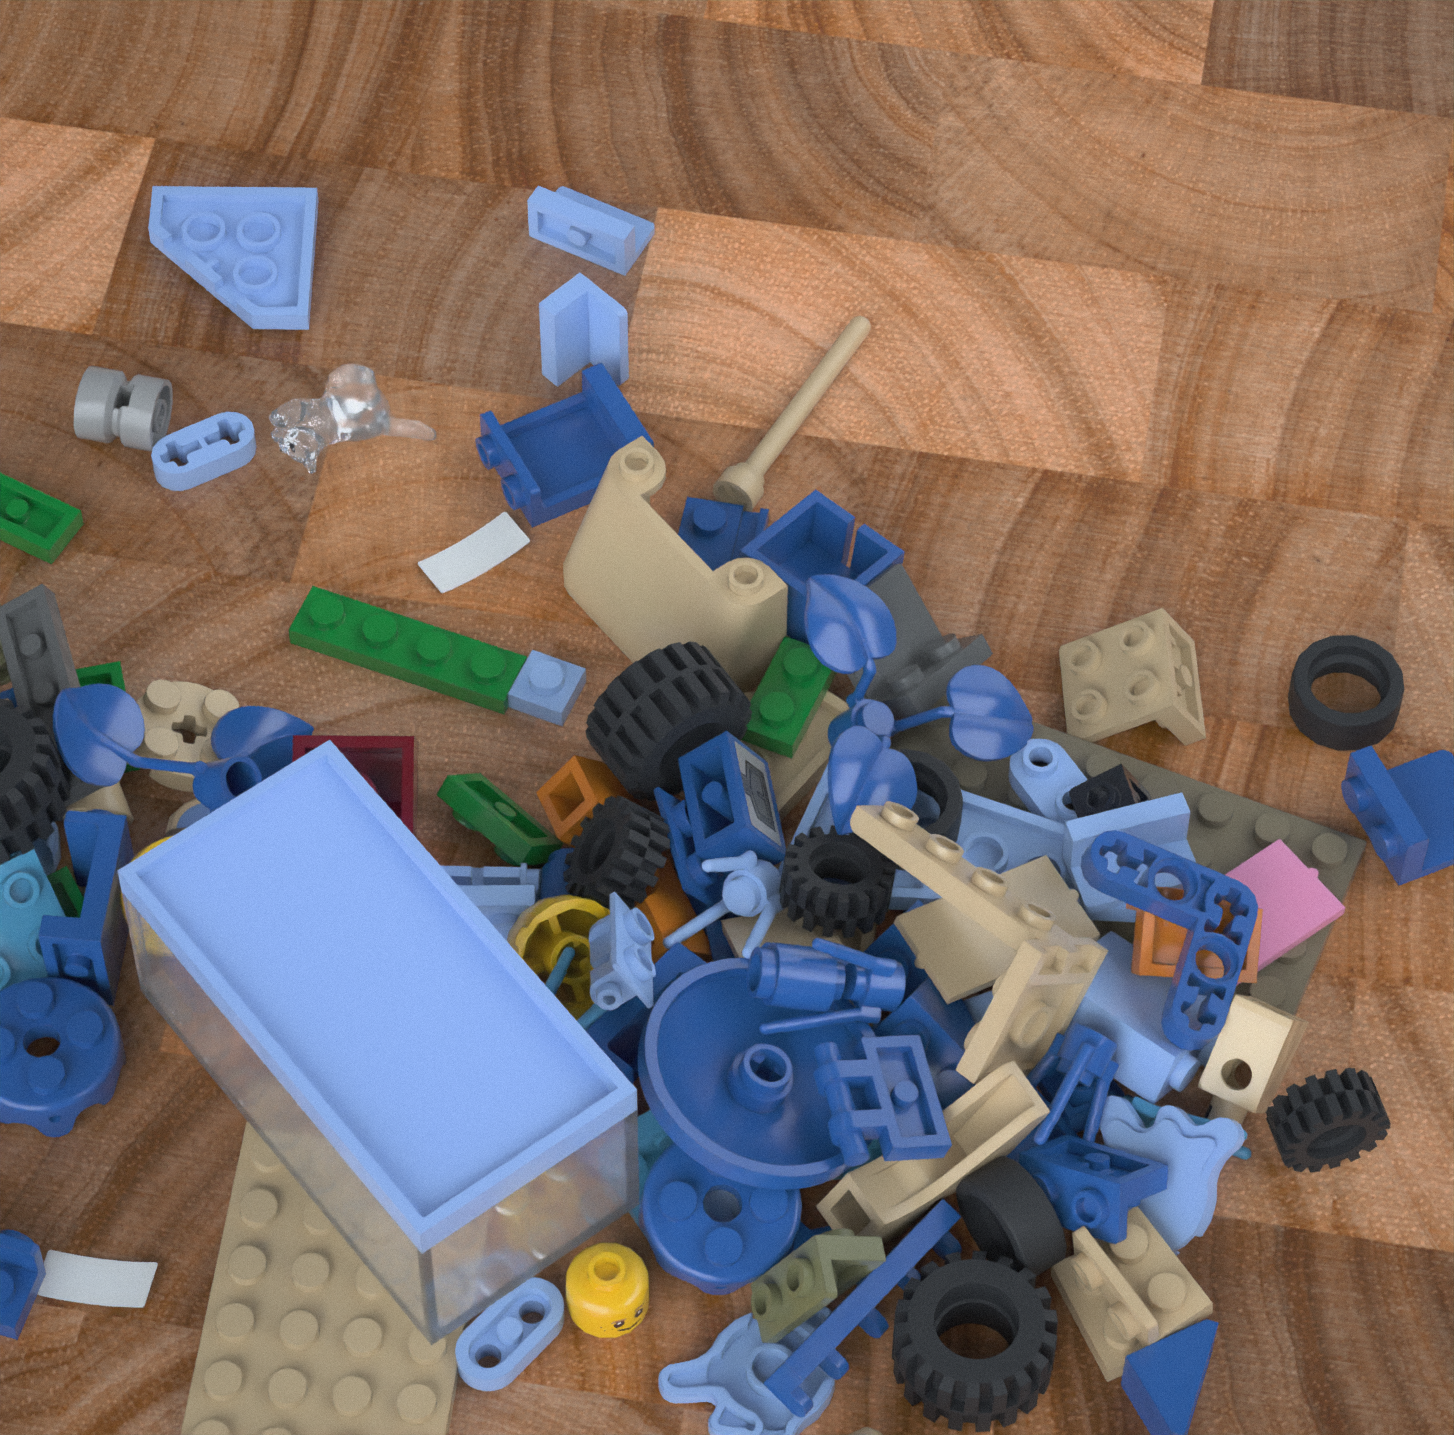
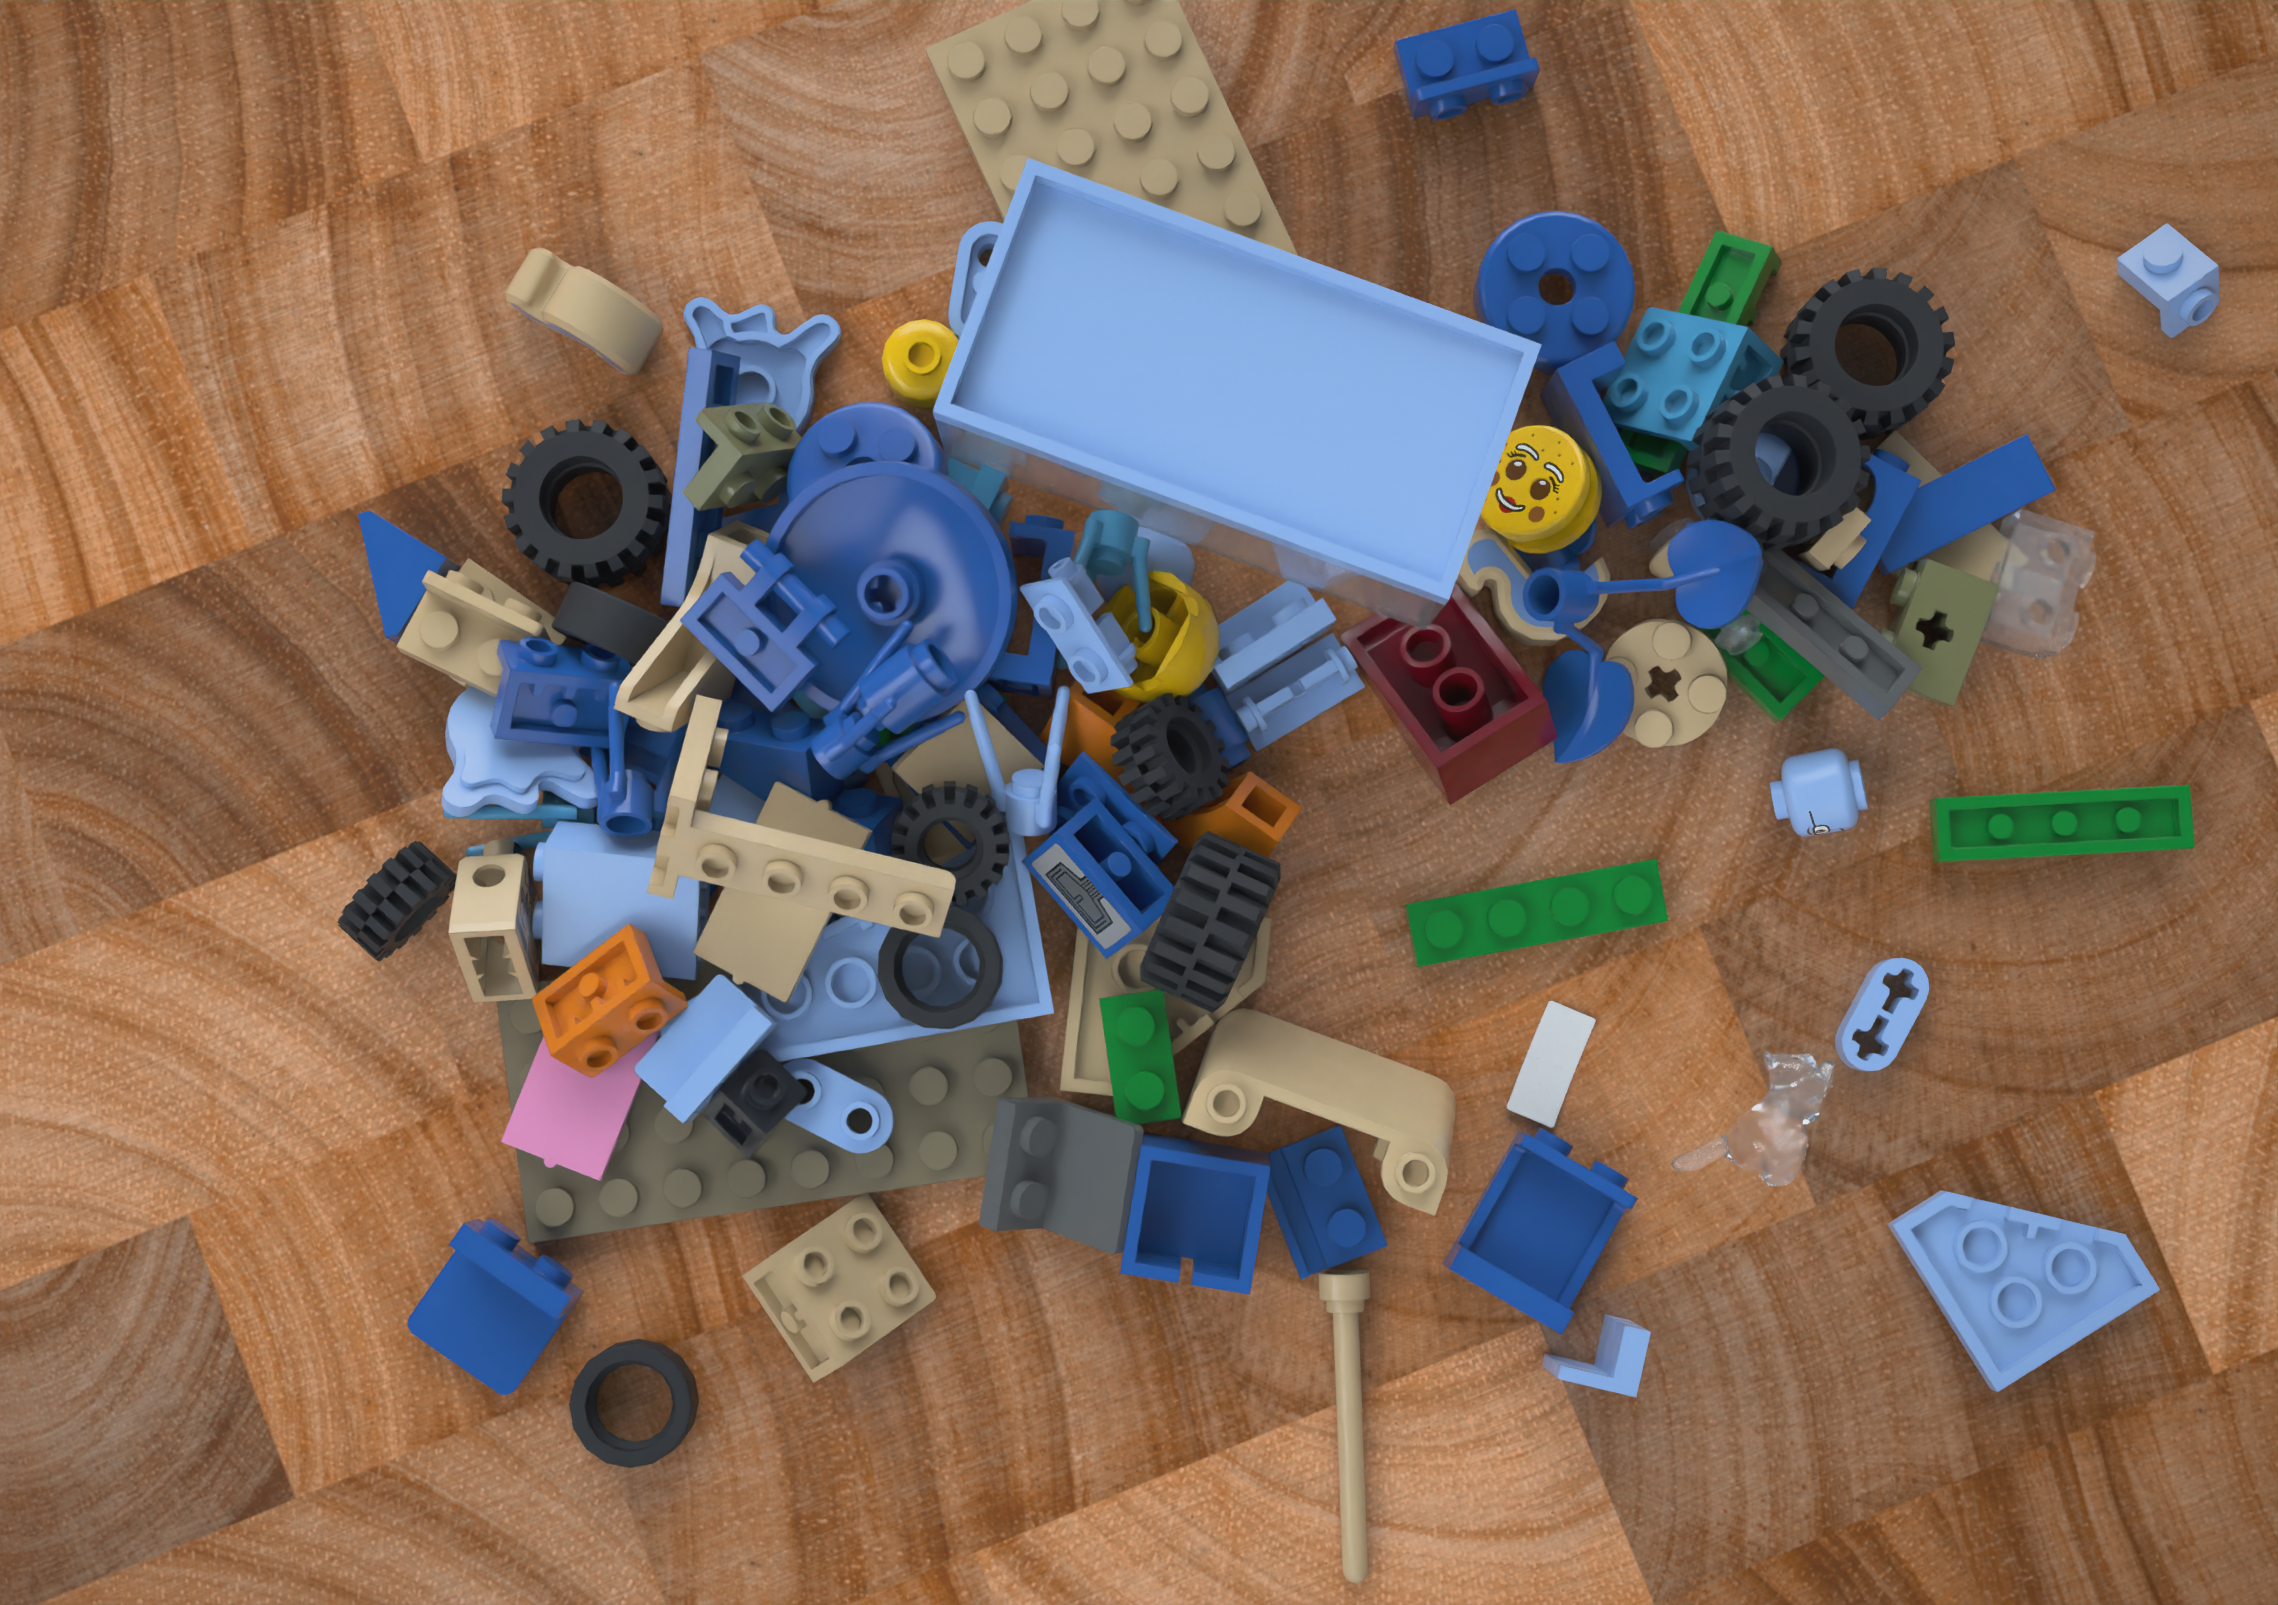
camera: 145 degrees right, 30 degrees up
(97, 1280) = (1365, 135): white sticker -> none
(114, 407) = (2008, 993): light grey wheel -> none
(130, 601) = (1819, 792): none -> light blue head
(501, 820) = (1325, 772): green plate -> none
(547, 687) = (1380, 951): light blue plate -> none
(588, 228) = (1700, 1529): light blue panel -> none
(850, 630) = (1094, 1093): plant -> none
(1195, 911) = (597, 994): blue beam -> none

